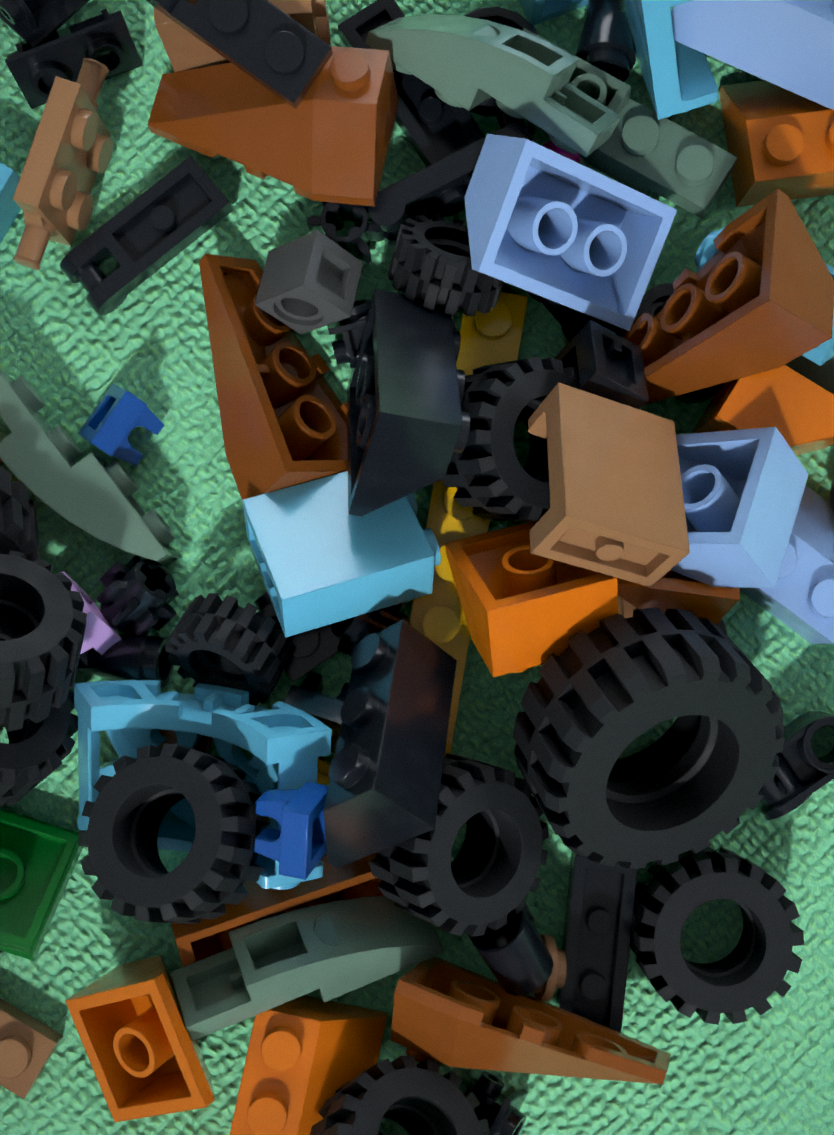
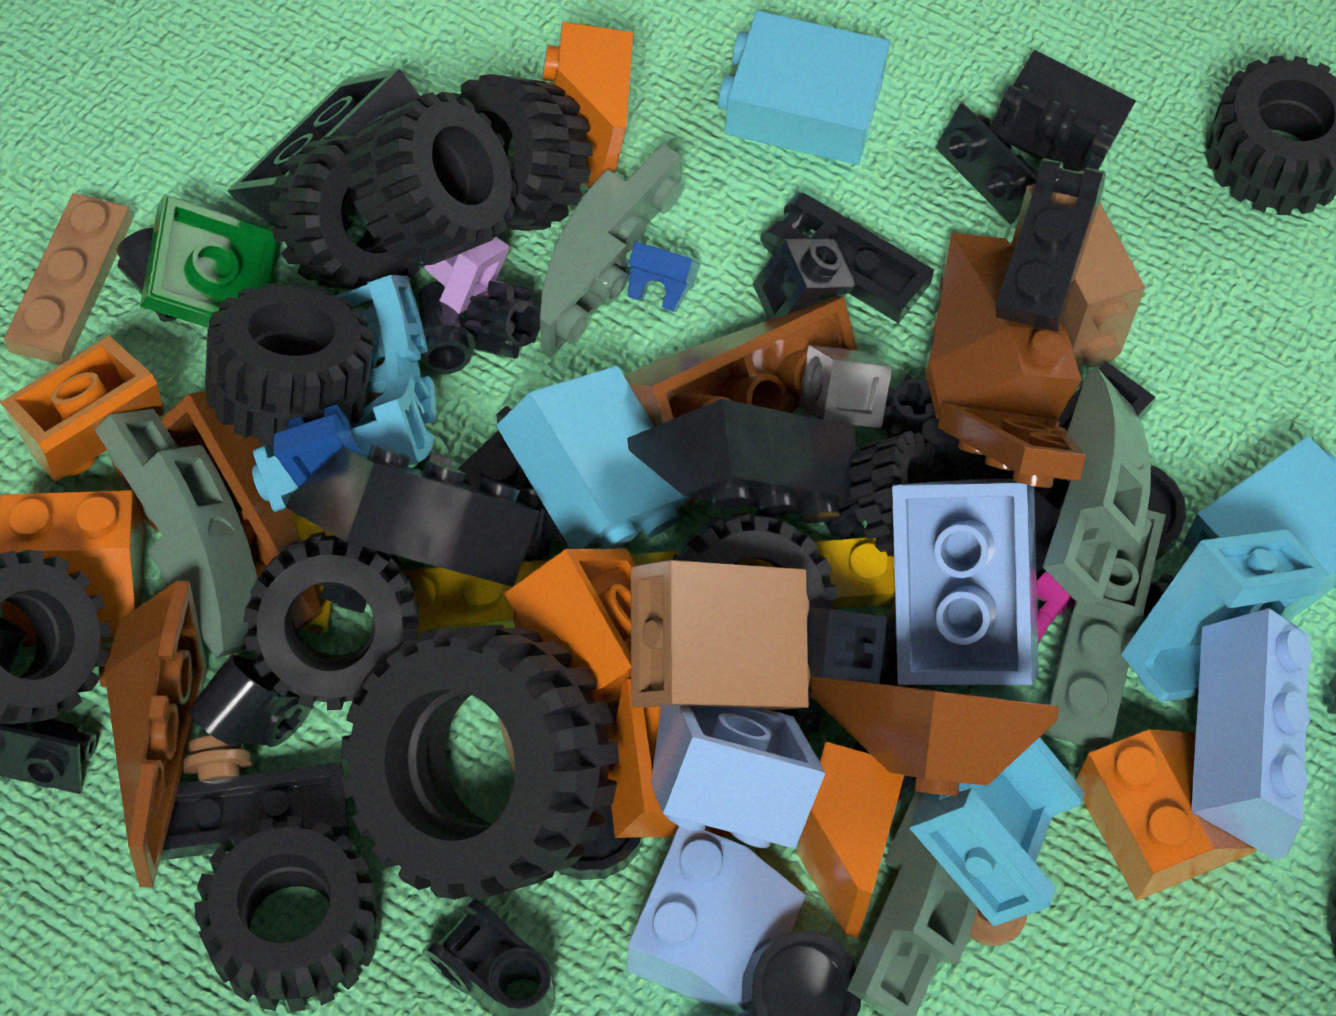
camera: 75 degrees right, 25 degrees down
(63, 164) = (884, 165): medium nougat plate -> none
(169, 287) = (801, 274): none -> black bracket
(229, 647) = (473, 395): black tyre -> none
(456, 132) = (1015, 442): none -> dark orange wing

